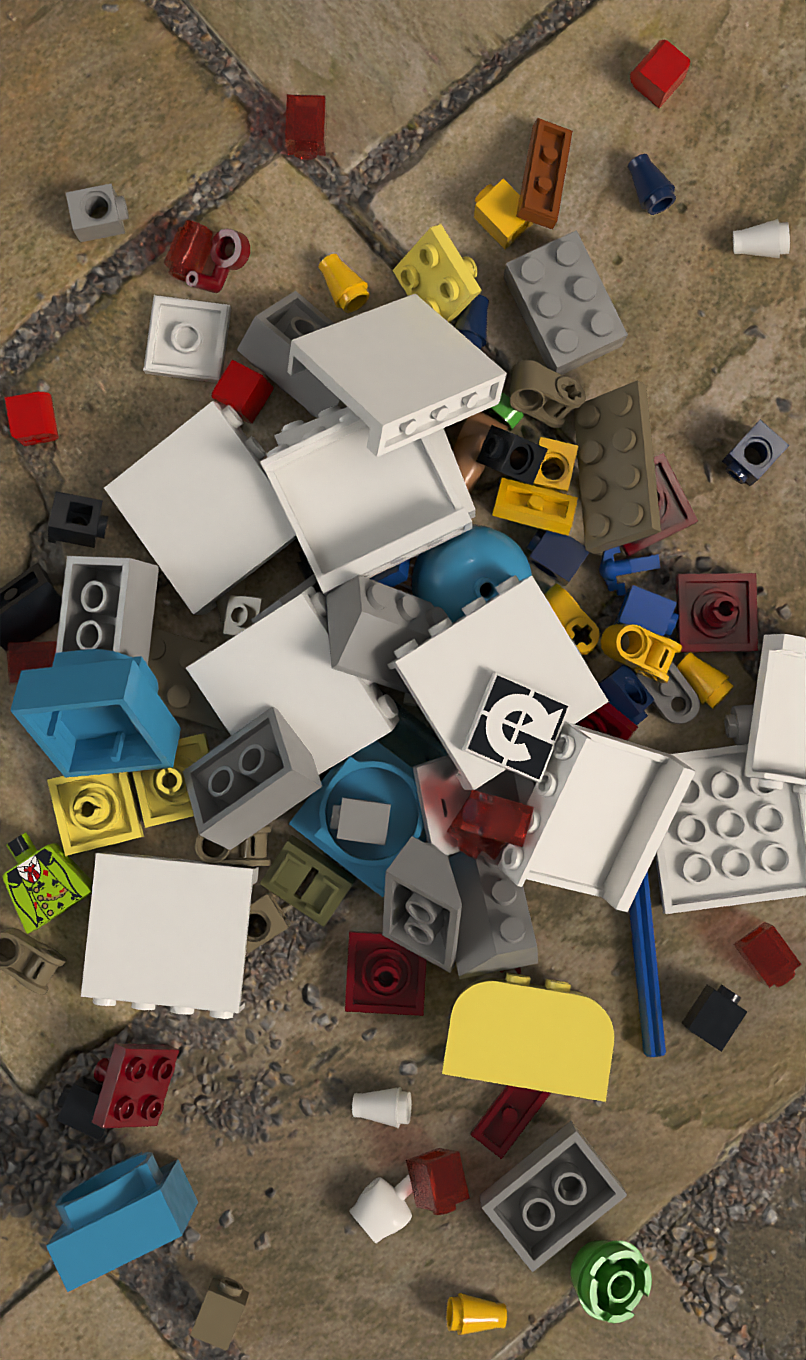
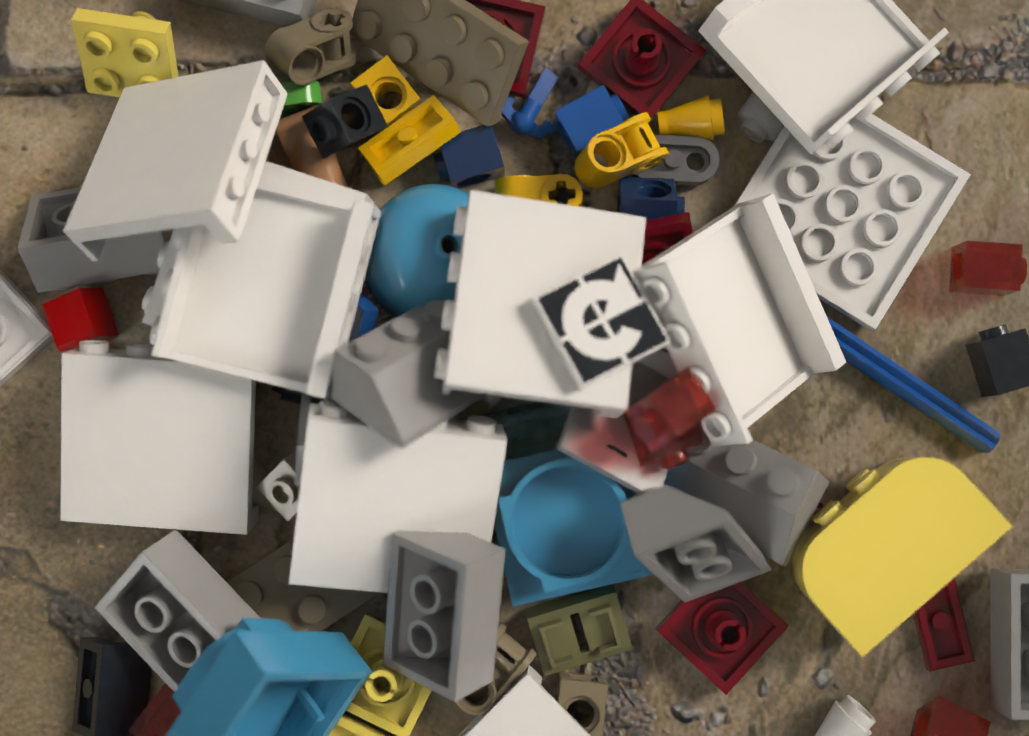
camera: 50 degrees left, 0 degrees up
(75, 509) = (59, 573): black brick -> none
(344, 284) = (64, 146): yellow cone -> none
(361, 820) = (566, 537): light grey brick -> none
(473, 321) = (193, 55): dark blue cone -> none

